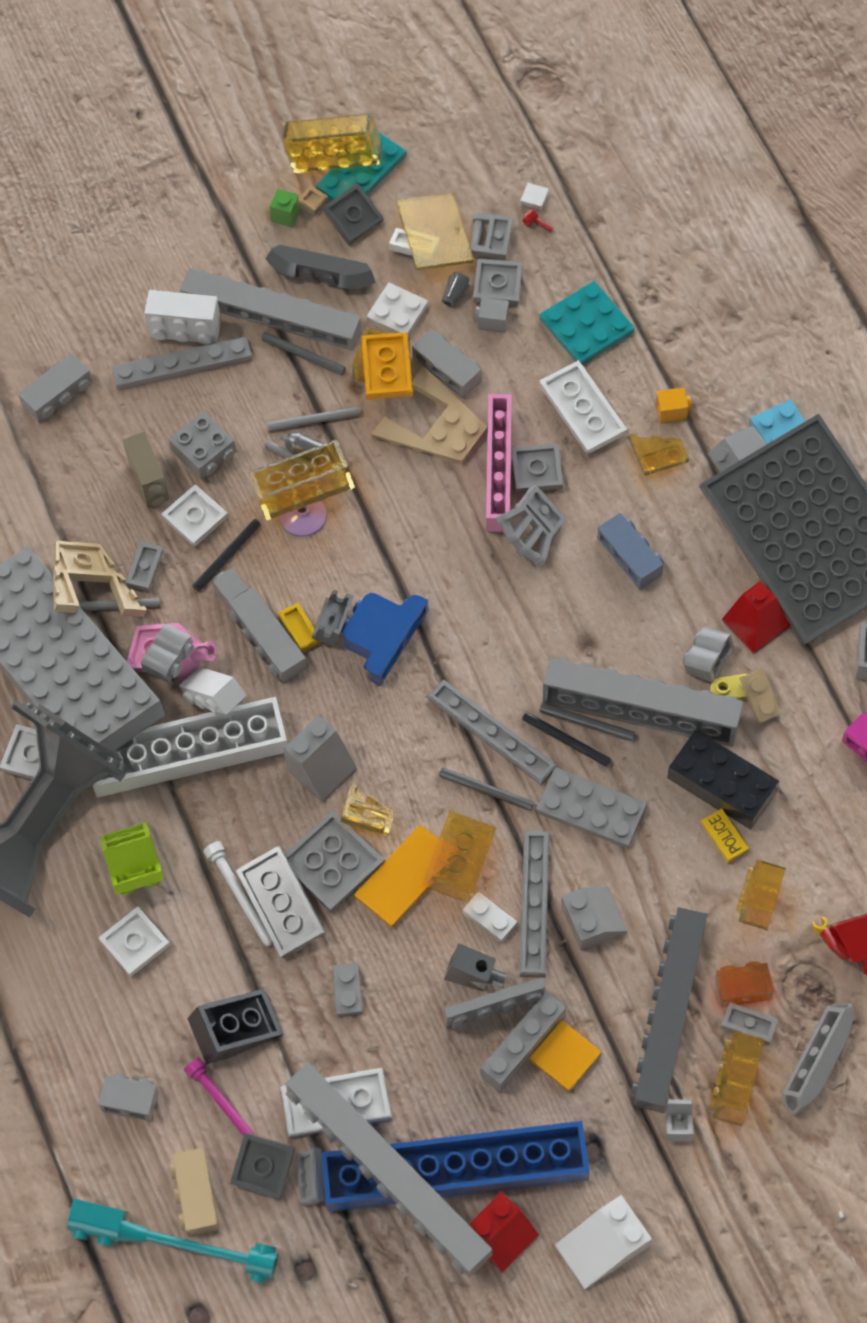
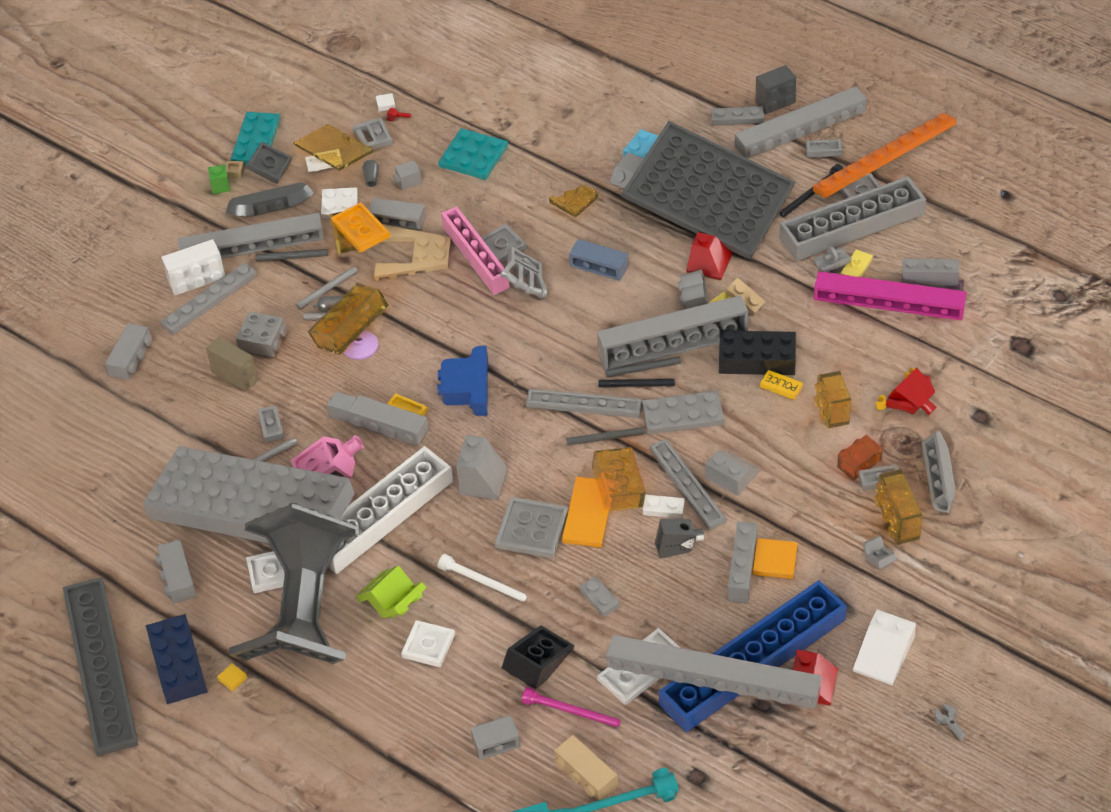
camera: 30 degrees left, 15 degrees down
(88, 563) = (227, 440): tan wing -> none
(167, 653) = (331, 453): light grey brick -> none
(194, 515) = (284, 378): white plate -> none
(212, 690) = (377, 463): white brick -> none
(226, 555) = (323, 391): black bar -> none
(262, 1165) = (621, 725): dark grey plate -> none
(280, 901) = (515, 565): light grey plate -> none
(310, 1177) = (659, 716): light grey plate -> none
(332, 142) = (228, 124): clear yellow brick -> none
(332, 618) = (427, 388): dark grey hinge -> none
(366, 812) = (535, 487): clear yellow wing -> none
(497, 280) = (395, 154): light grey plate -> none
(504, 1001) = (707, 547): light grey plate -> none
(583, 407) = (506, 198): white plate -> none
(670, 1010) = (824, 496): dark grey brick -> none
(672, 404) = (564, 170): light orange brick -> none

